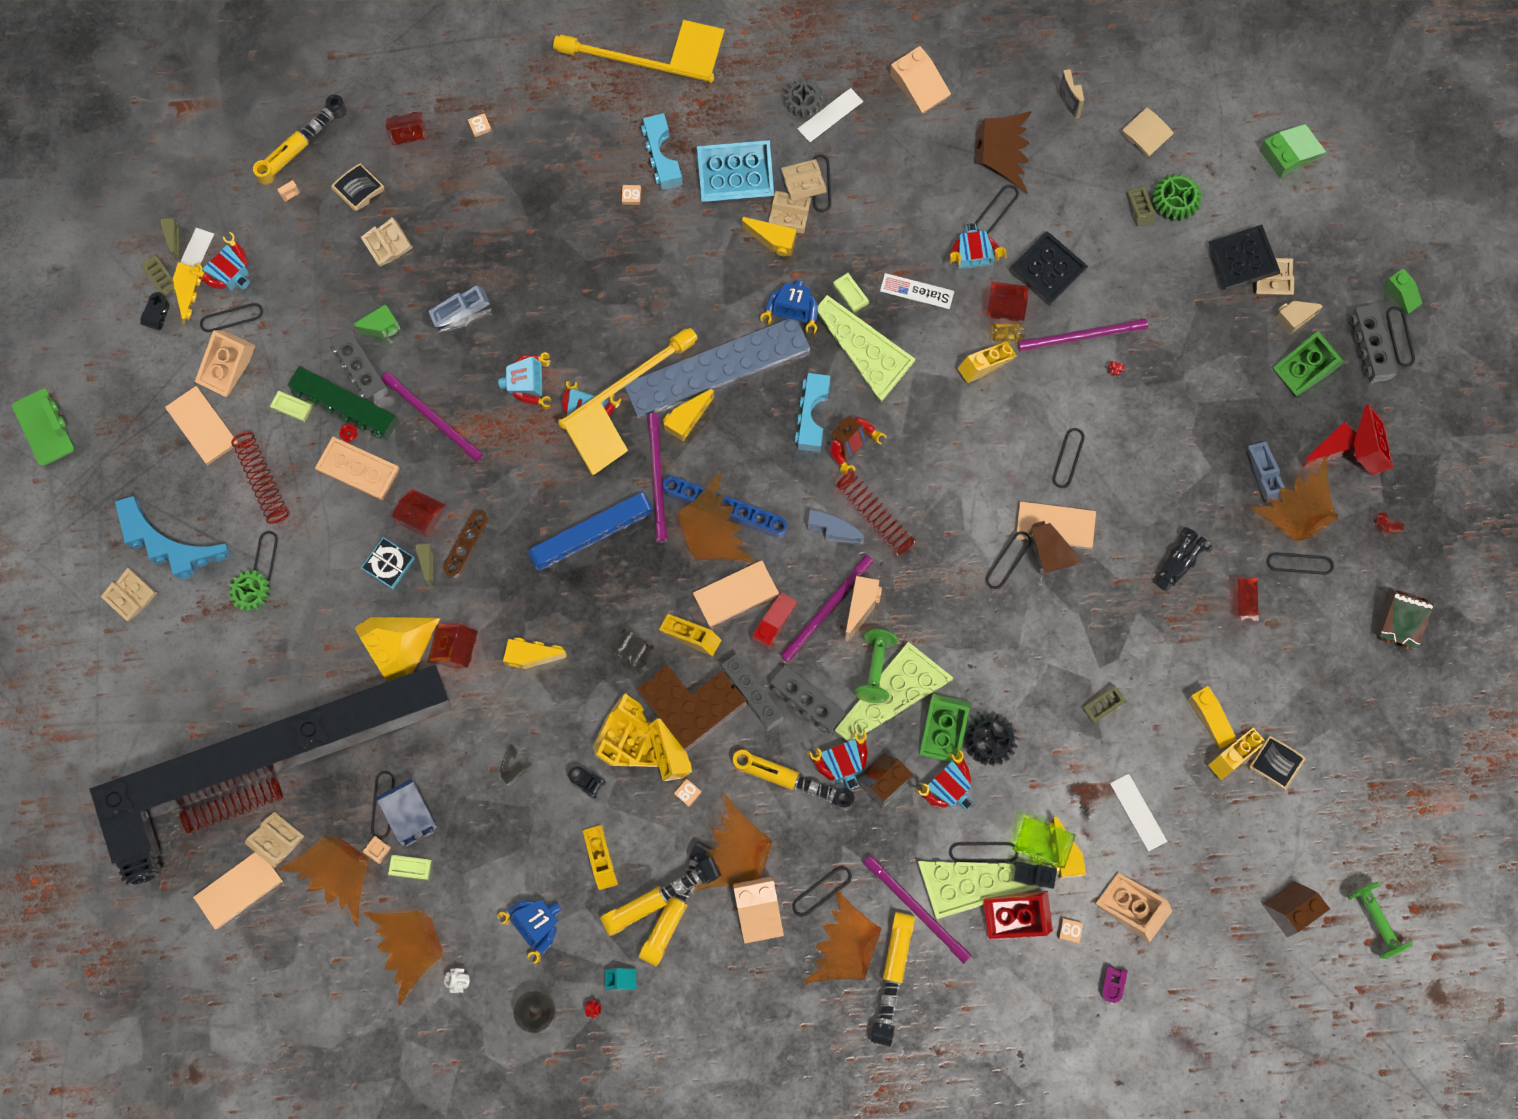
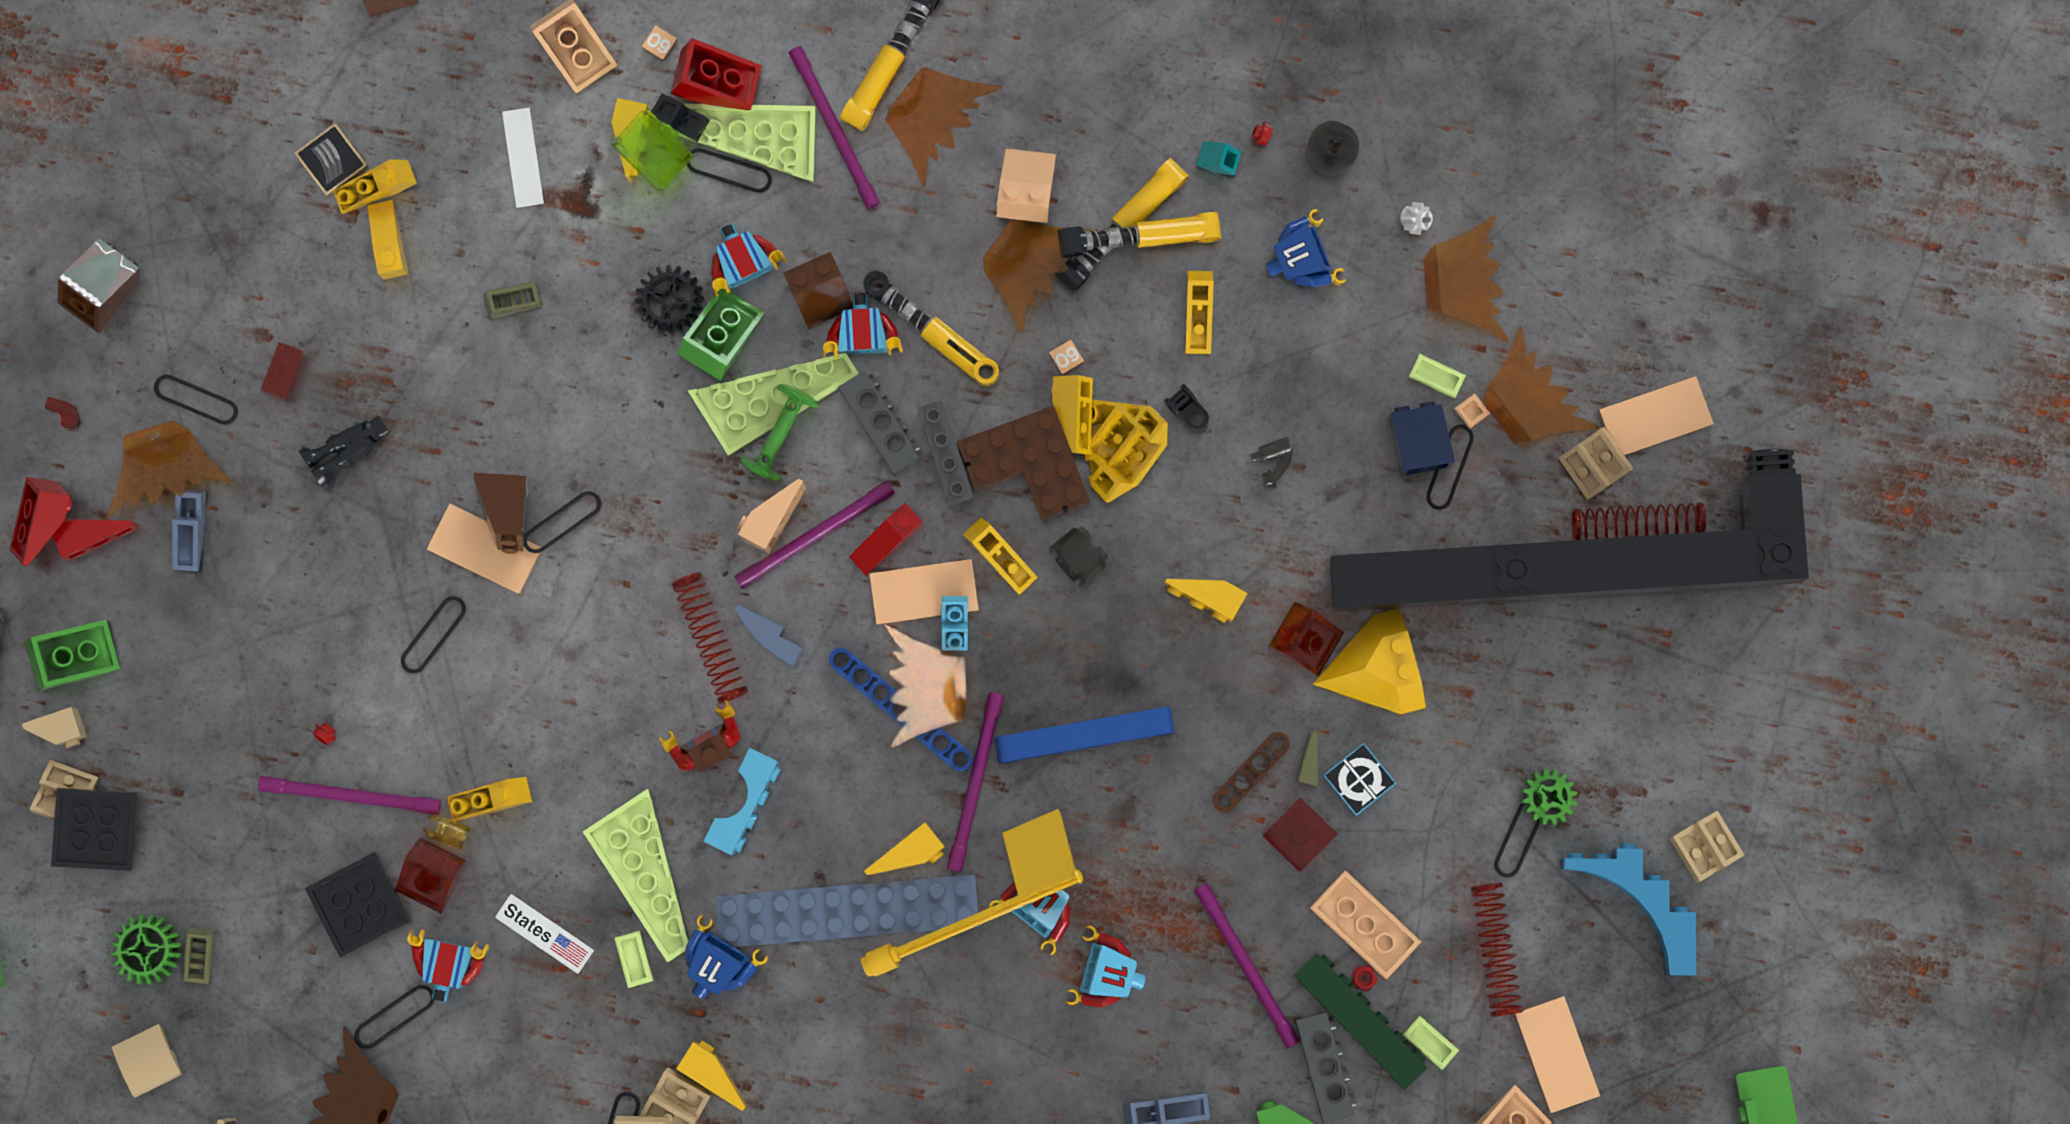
camera: 160 degrees left, 10 degrees up
(706, 577) = (954, 622): none -> medium azure slope
(817, 884) = (938, 176): black piece -> none

